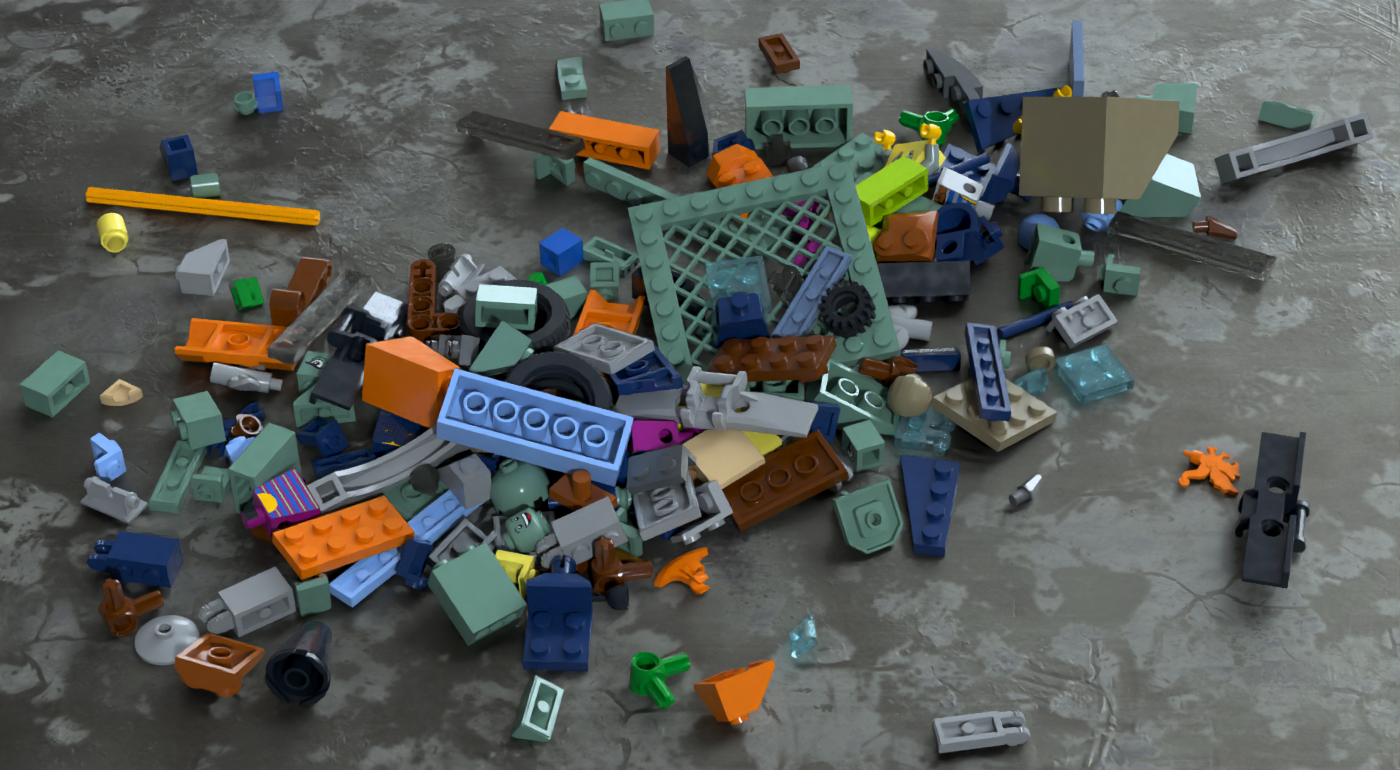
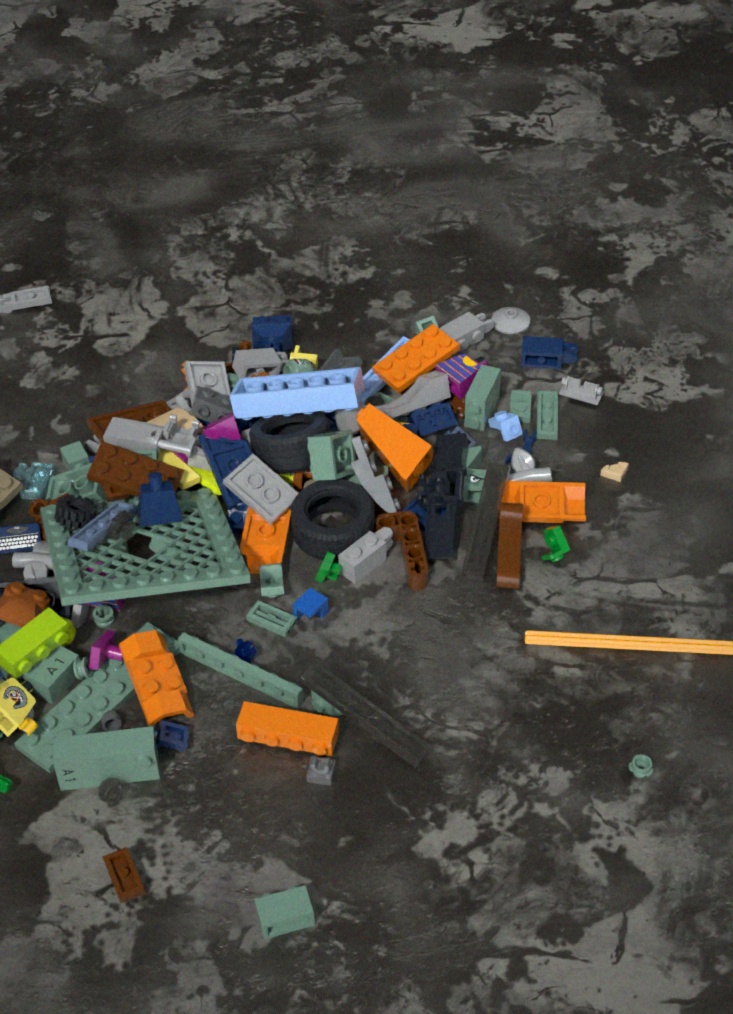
camera: 175 degrees right, 5 degrees up
(55, 383) = (664, 465): sand green brick -> none
(108, 458) = (598, 415): light blue bracket -> none
(112, 232) = (690, 602): light yellow brick -> none
(122, 613) = (541, 320): reddish brown axle -> none
(179, 157) = (673, 683): dark blue slope -> none
(198, 420) = (545, 437): sand green brick -> none
(203, 269) = (599, 570): light grey slope -> none
(205, 185) = (634, 659): sand green brick -> none
(217, 664) = (470, 296): dark orange slope -> none
(246, 426) = (511, 442): reddish brown plate -> none
(268, 92) = (622, 779): blue panel -> none
(302, 665) = (418, 293): black cone -> none
(413, 563) = (368, 355): dark blue bracket -> none
(443, 256) = (406, 590): clear smoke wheel -> none
(461, 272) = (387, 574): light grey hinge -> none
(476, 592) = (324, 334): sand green brick -> none
(506, 303) = (336, 492): sand green brick -> none
(537, 710) = (280, 296): sand green slope -> none
(571, 78) = (333, 828): sand green slope -> none
(573, 294) = (300, 563): sand green brick -> none
(650, 673) = (215, 310): green axle -> none
(686, 114) = (209, 730): black wedge -> none
(736, 691) = (165, 304): orange slope -> none
(738, 275) = (159, 526): clear light blue plate -> none
(803, 636) = (122, 340): clear light blue slope -> none
(869, 517) = (78, 404): sand green piece -> none
(909, 396) = (36, 487): dark tan piece -> none
(930, 500) = (34, 434): dark blue wing -> none

